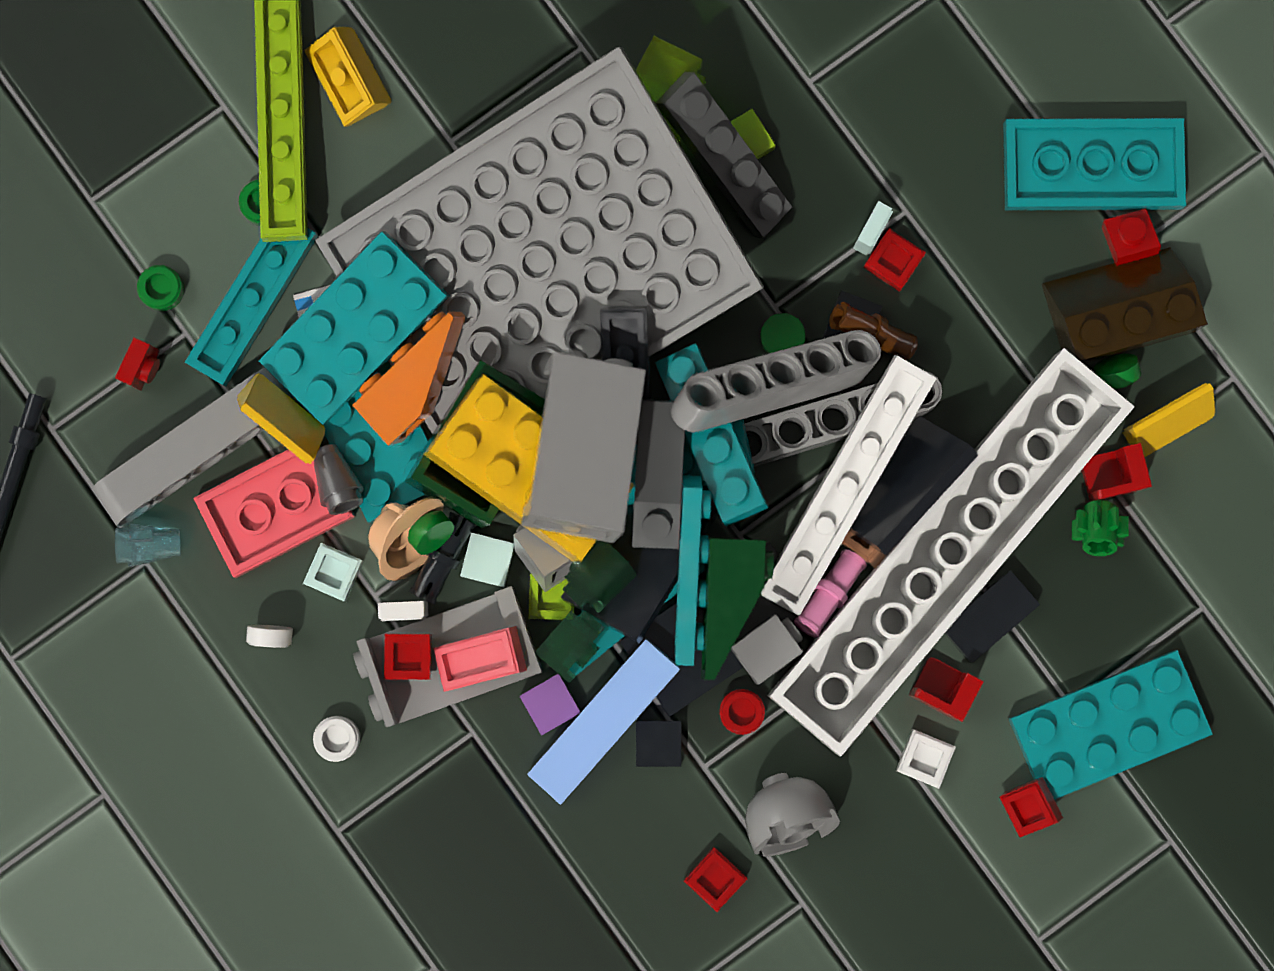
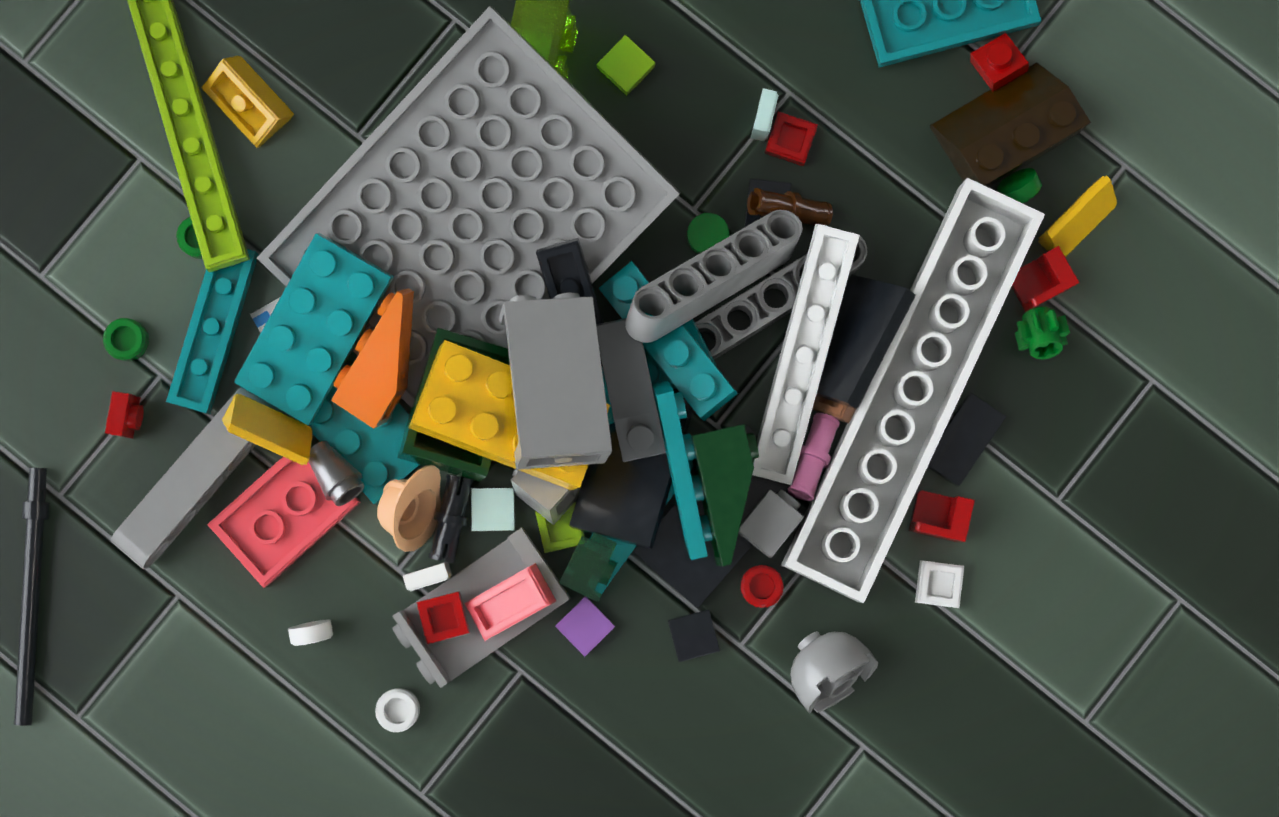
camera: 20 degrees left, 0 degrees up
(145, 544) = (173, 578): clear light blue cone -> none
(333, 572) = (354, 558): light aqua tile -> none
(430, 532) = (433, 498): green tile -> none
(598, 576) = (598, 498): clear green brick -> none
(603, 721) = (638, 628): light blue tile -> none
(715, 879) = (778, 745): red tile -> none
(723, 154) = (610, 81): dark grey plate -> none
(1031, 807) = (1047, 602): red tile -> none
(1111, 725) = (1098, 510): teal plate -> none

